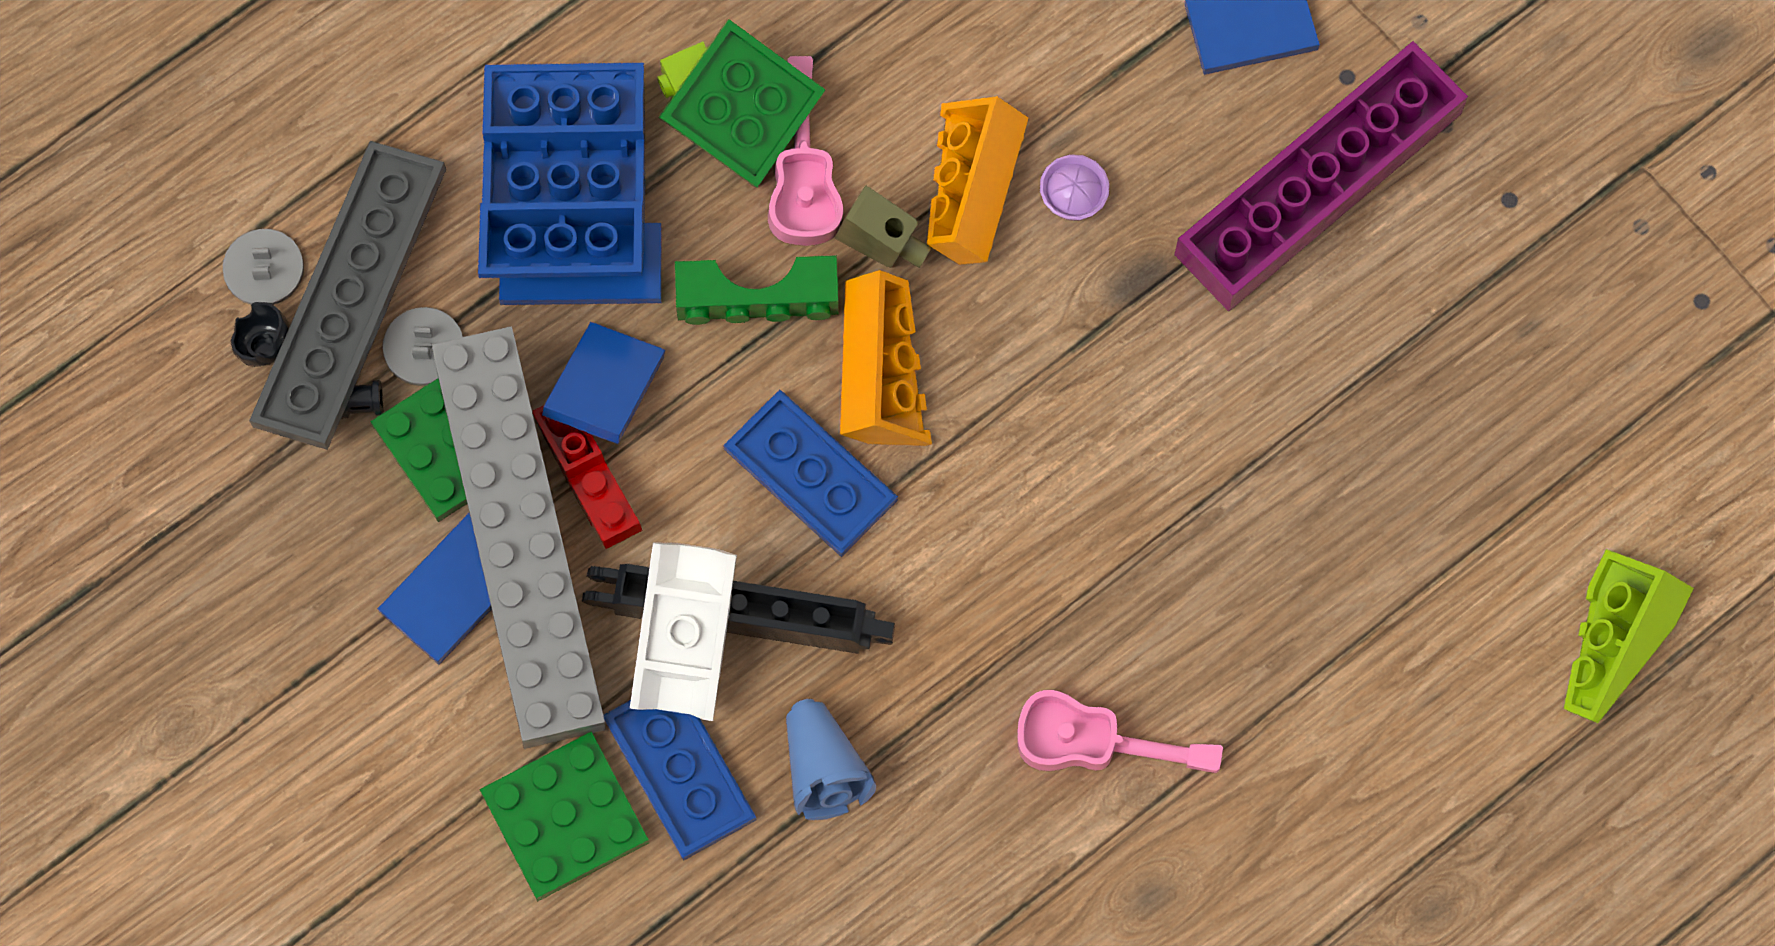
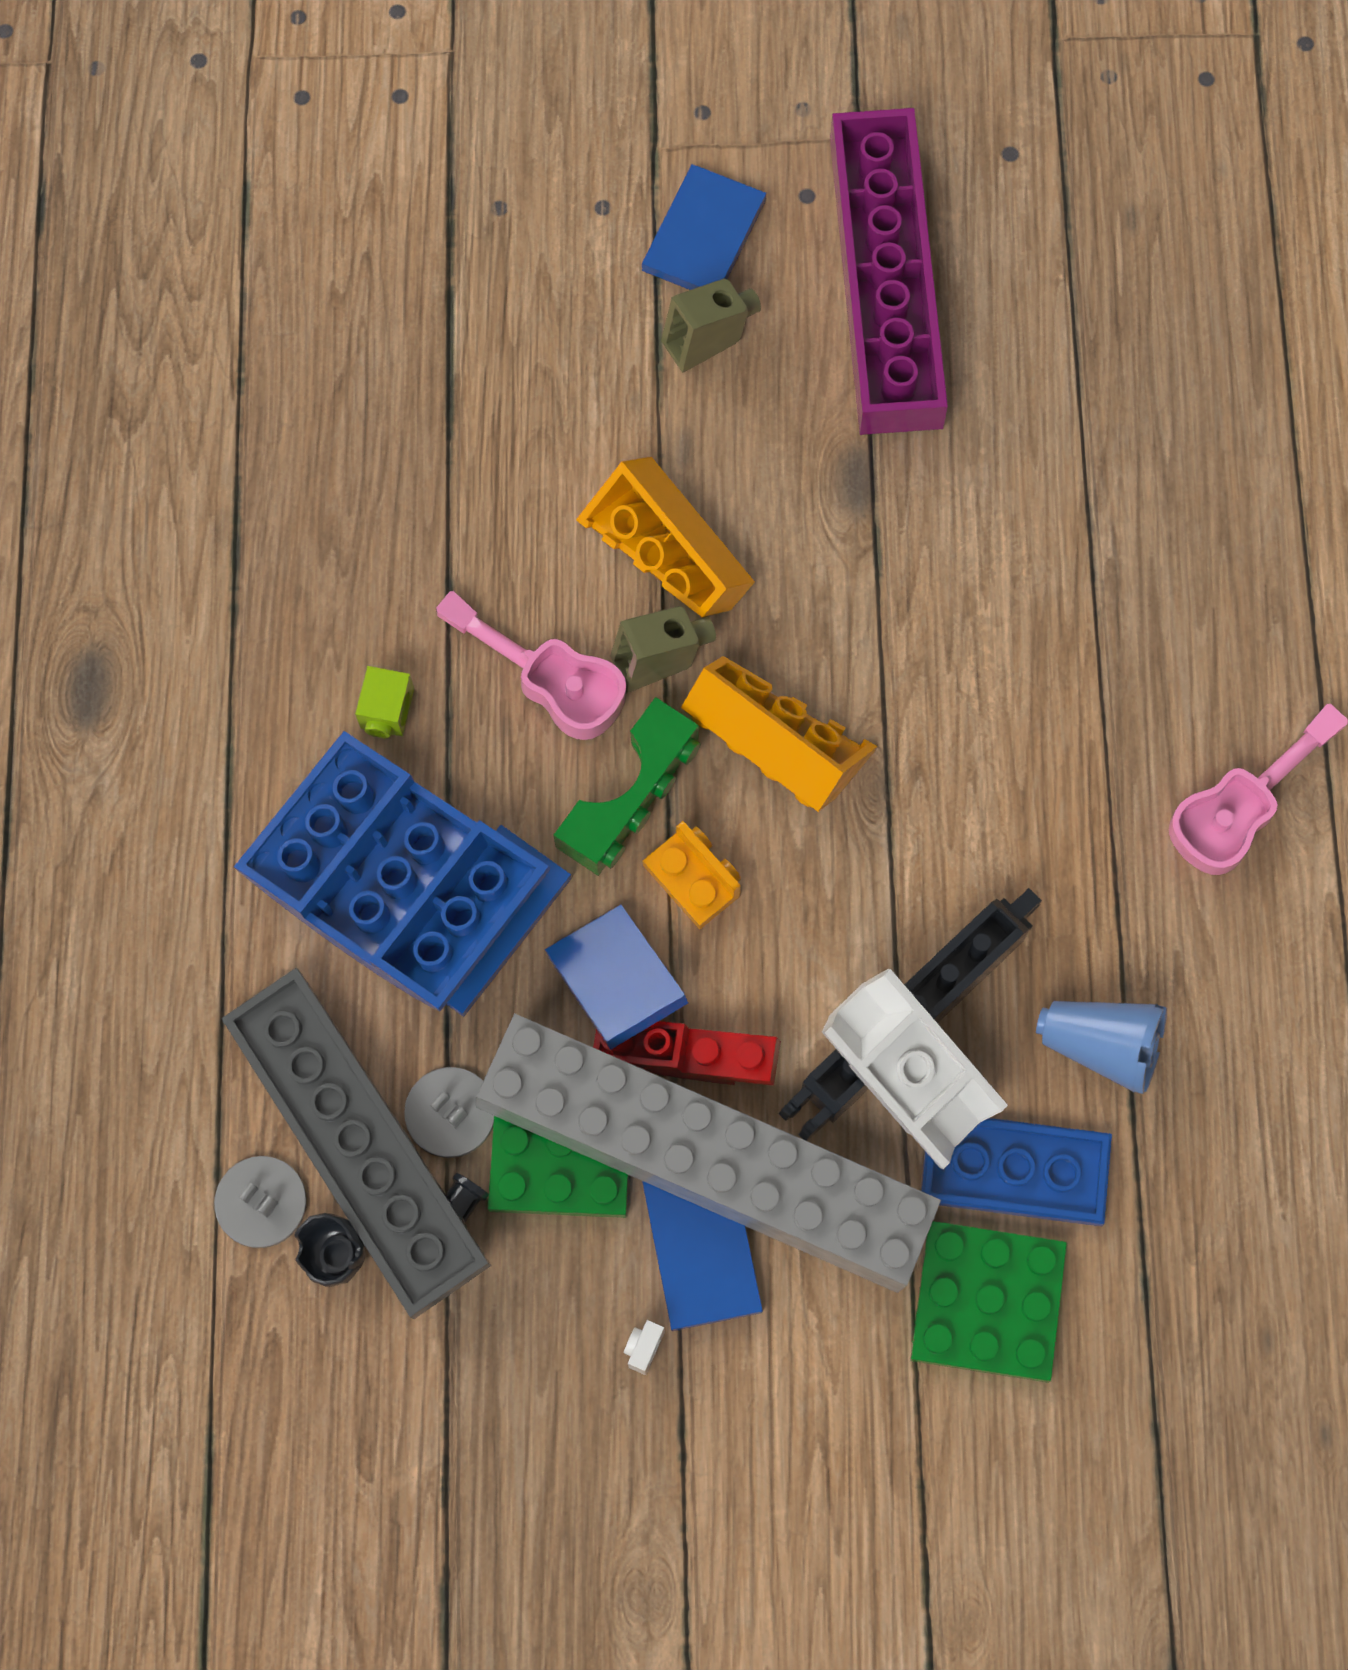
camera: 50 degrees left, 0 degrees up
(350, 598) = (643, 1346): none -> white plate
(725, 384) = (694, 875): none -> light orange bracket
(741, 103) = (451, 674): green plate -> none
(810, 473) = (827, 864): blue tile -> none
(1074, 187) = (740, 467): lavender hat -> none
(1172, 78) = (706, 322): none -> olive torso

